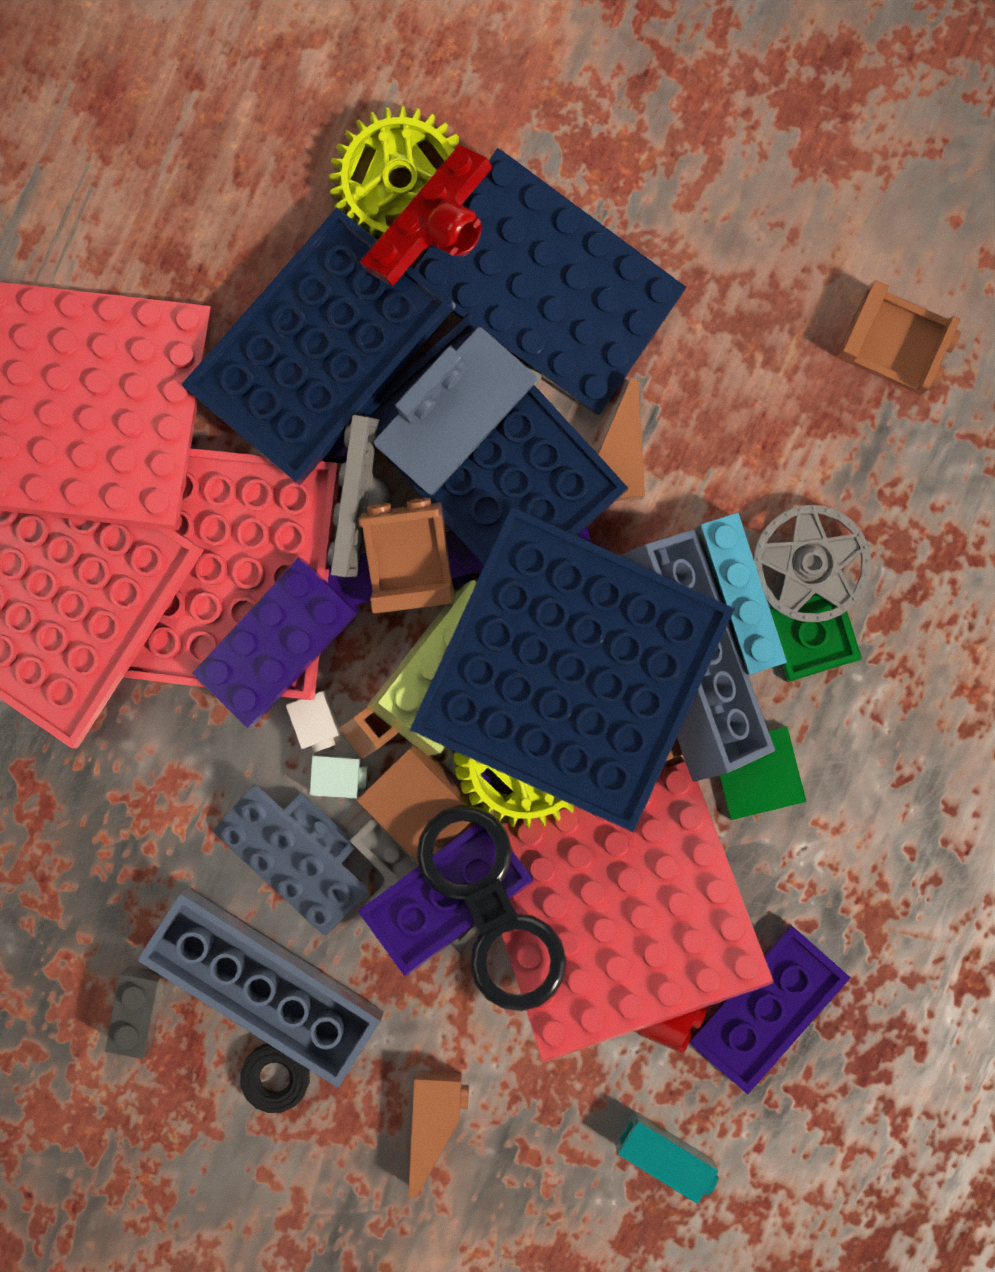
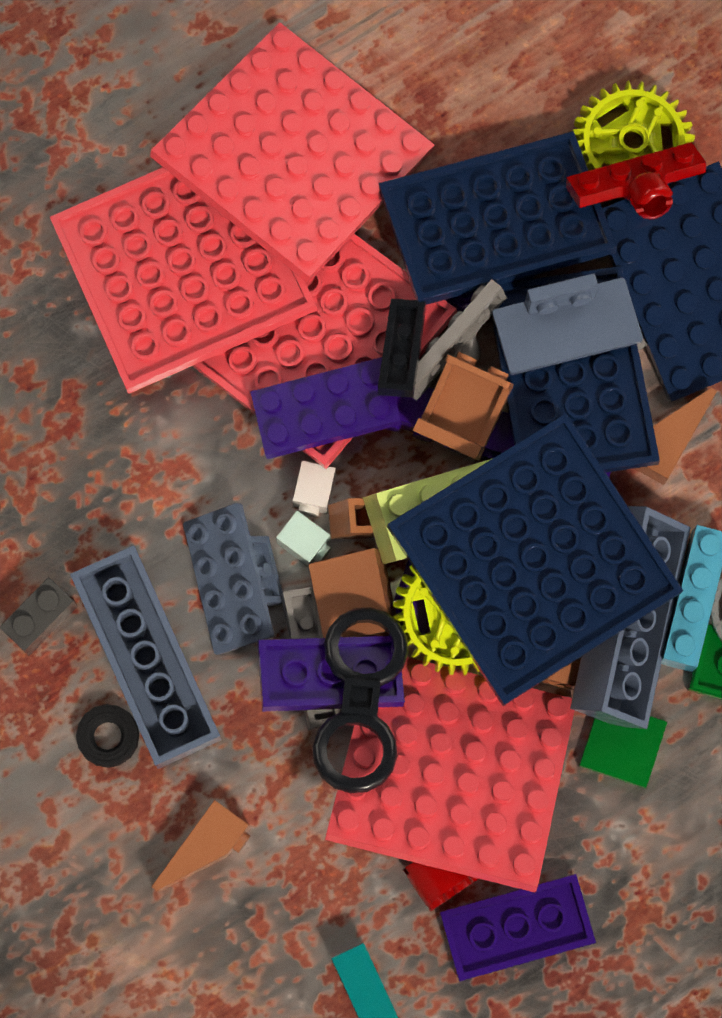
camera: 30 degrees right, 10 degrees down
(310, 540) = (402, 348): none -> black plate

